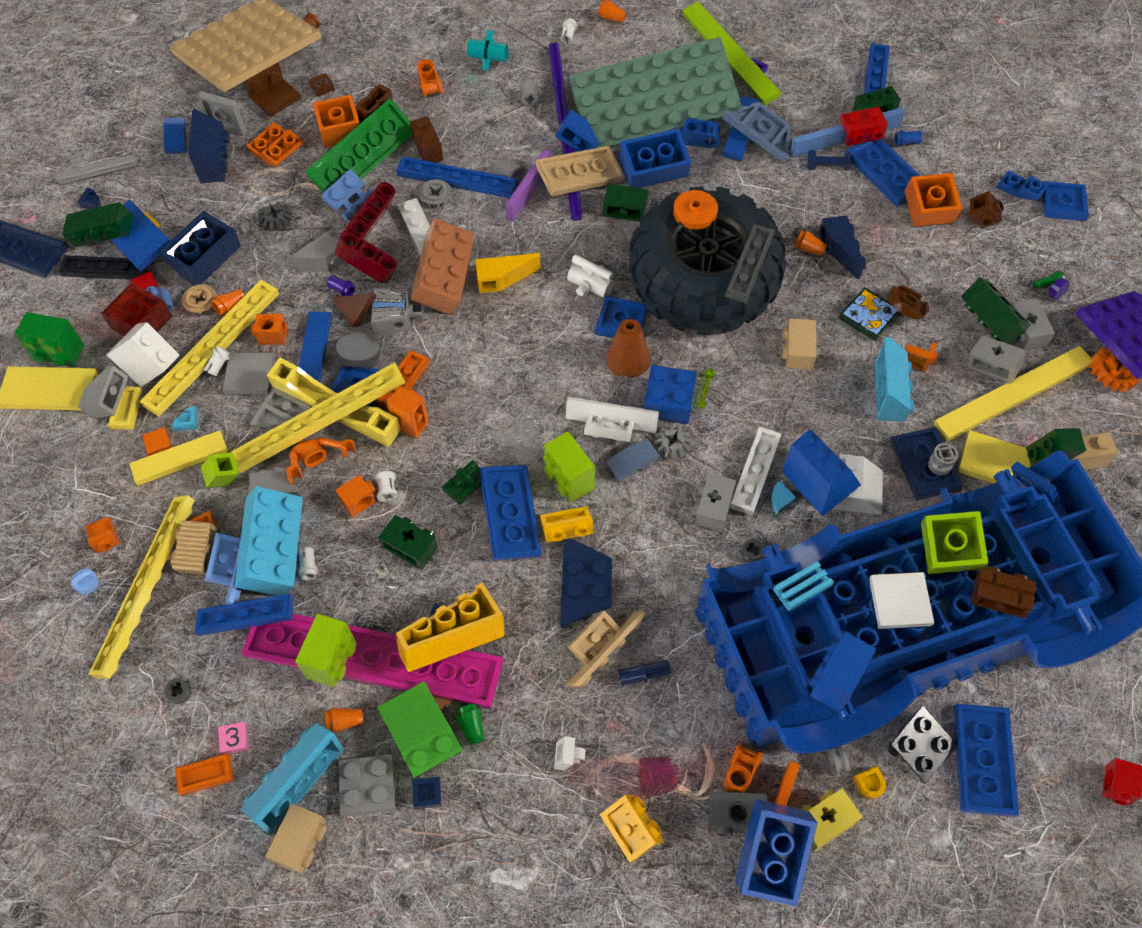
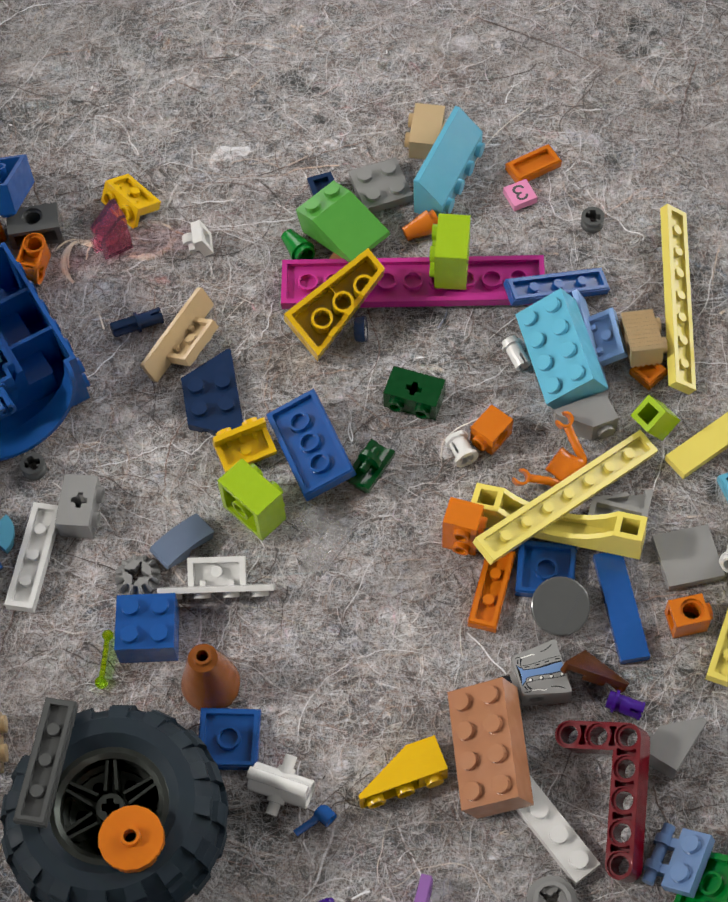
camera: 170 degrees right, 0 degrees up
(565, 262) = (323, 814): none -> blue hand

